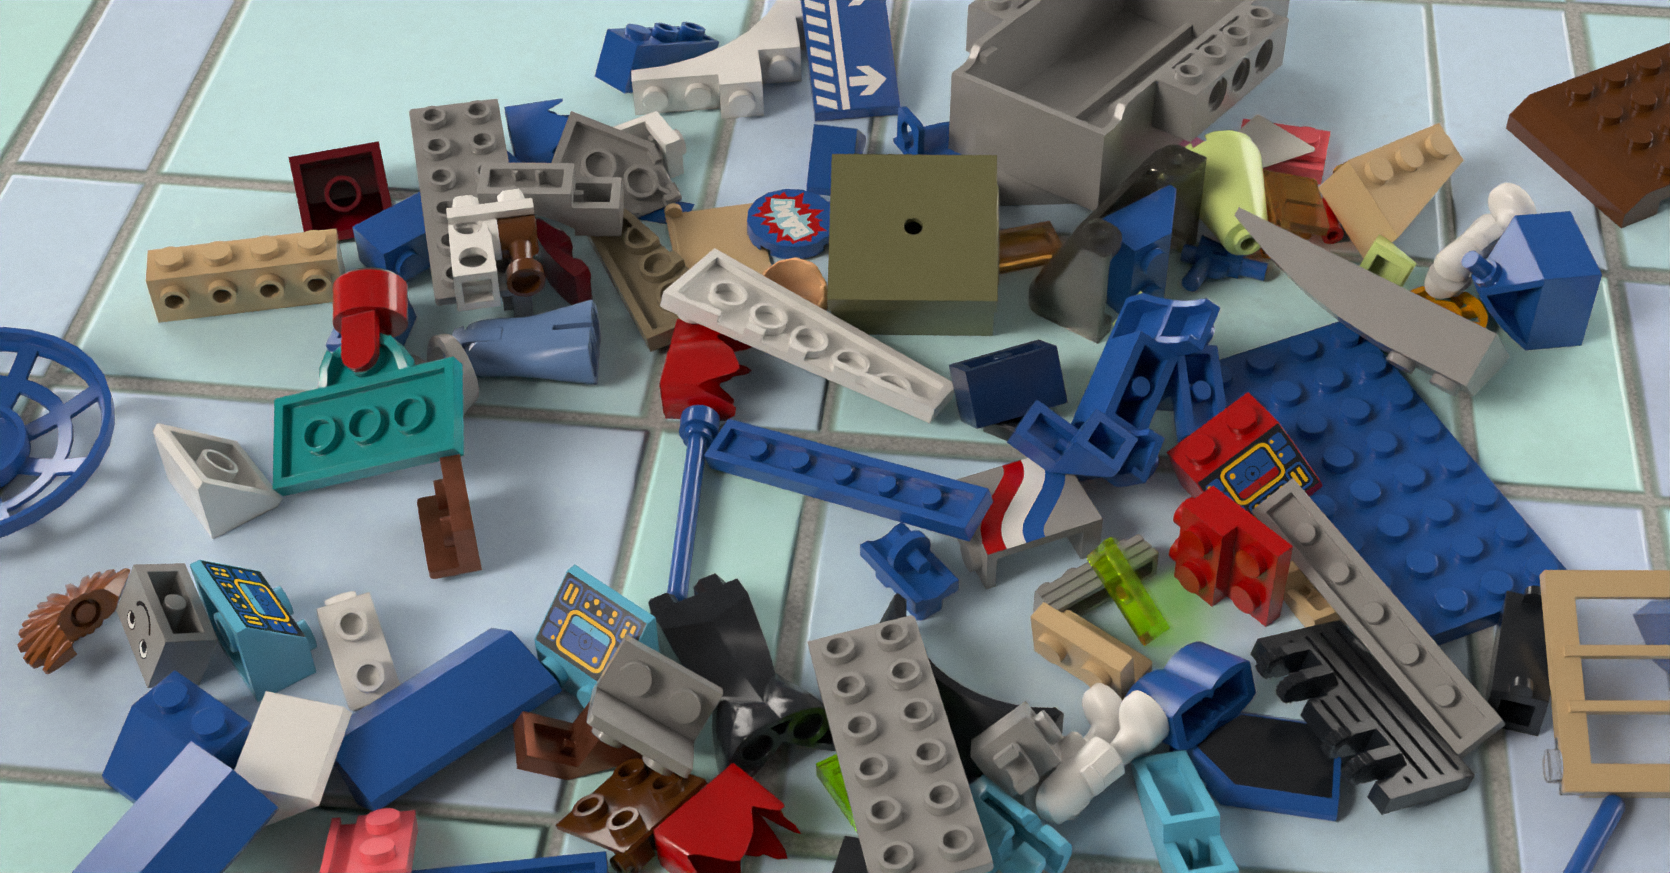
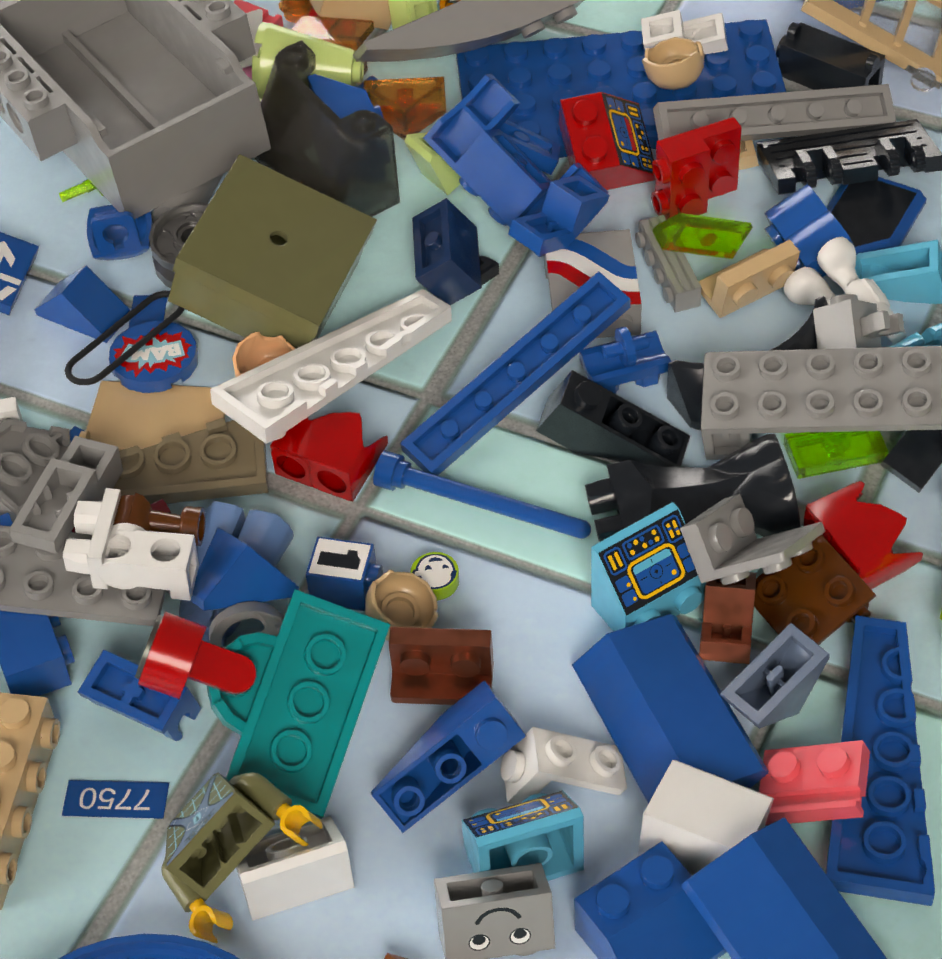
camera: 70 degrees left, 5 degrees up
(210, 405) = (217, 834): none -> olive torso
(279, 356) = (115, 799): none -> blue sticker
(350, 553) = (448, 756): none -> blue slope
(482, 786) = (777, 679): none -> sand blue slope
(501, 342) = (237, 574): none -> blue slope
(517, 472) = (401, 601): none -> tan hair
(552, 423) = (342, 571): none -> brick
(579, 497) = (439, 571): none -> tile
(750, 168) = (68, 369): none -> black piece
(813, 577) = (608, 426): none -> black slope
(1243, 306) = (408, 102): none -> clear orange slope
(1402, 492) = (674, 63): none -> tan hair
(1473, 499) = (707, 30): none -> white slope

